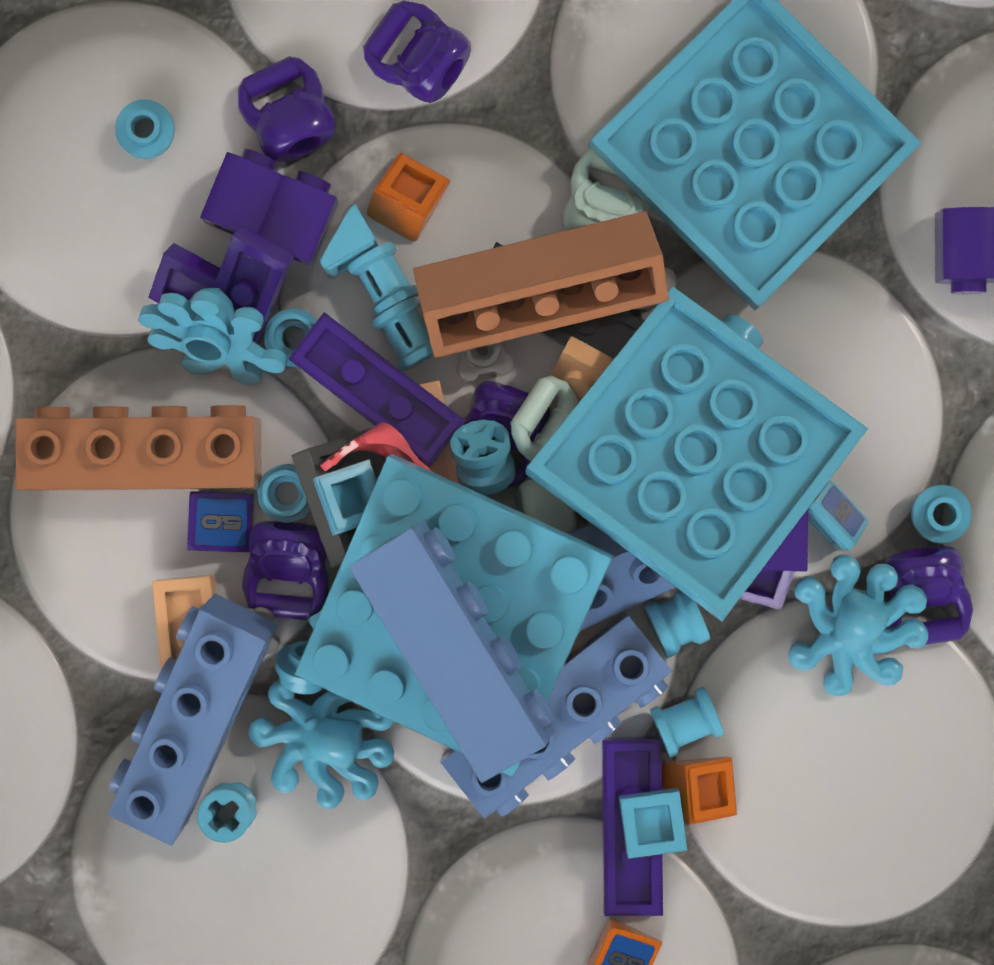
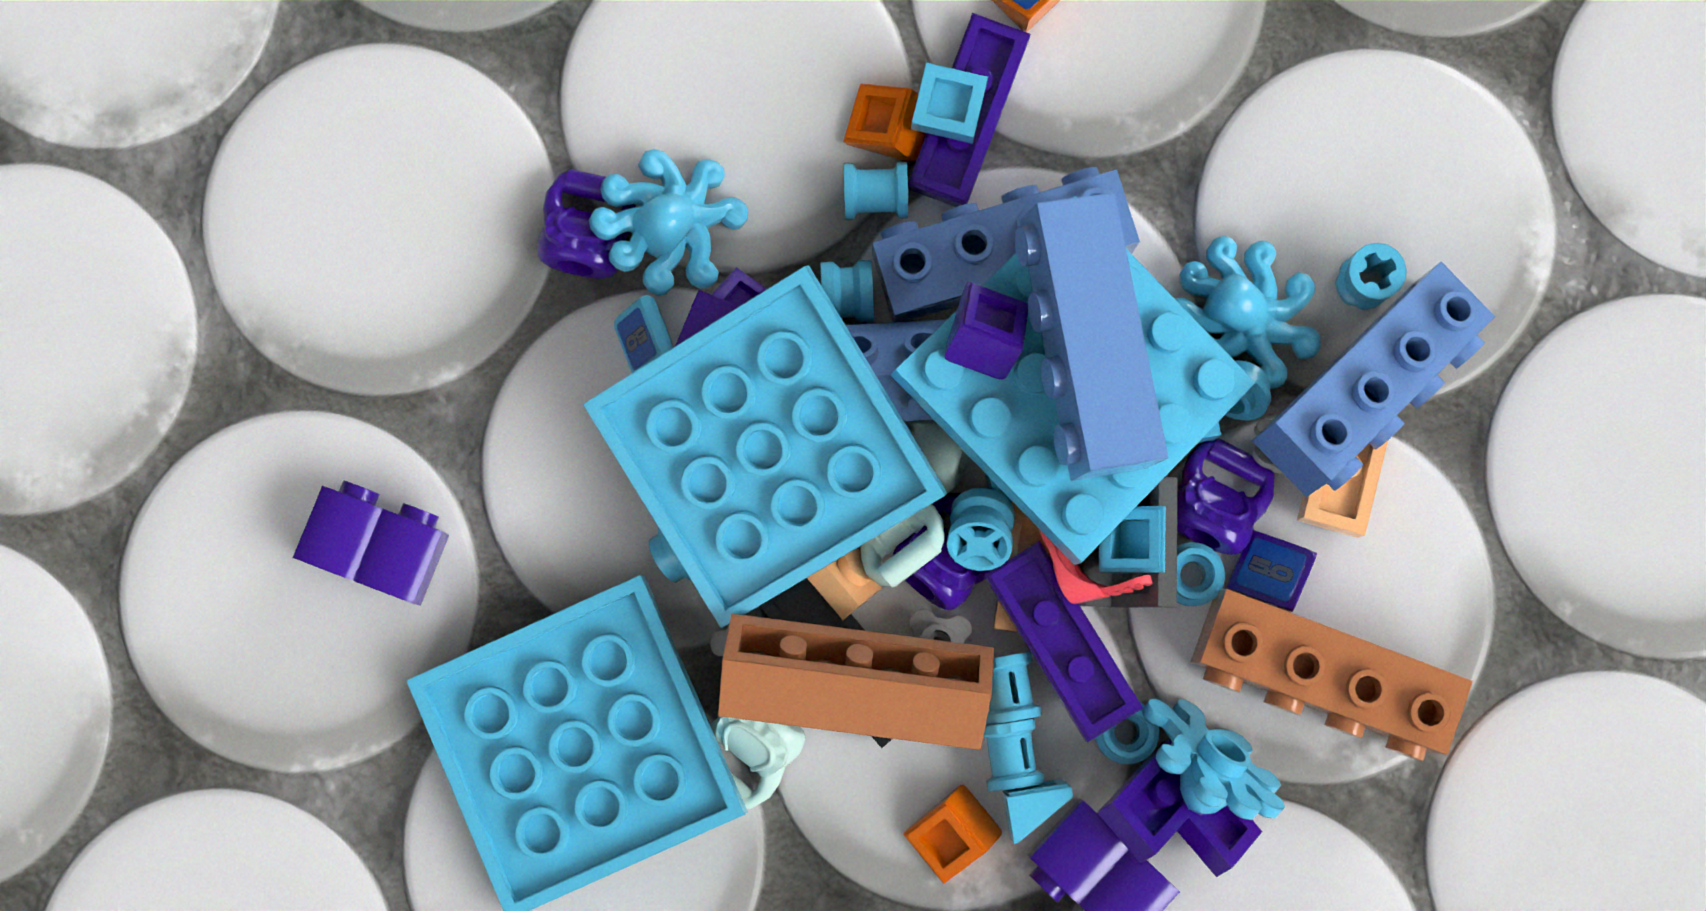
camera: 160 degrees left, 5 degrees down
(544, 622) = (987, 331): none -> dark purple slope
(923, 517) = (552, 313): medium azure plate -> none

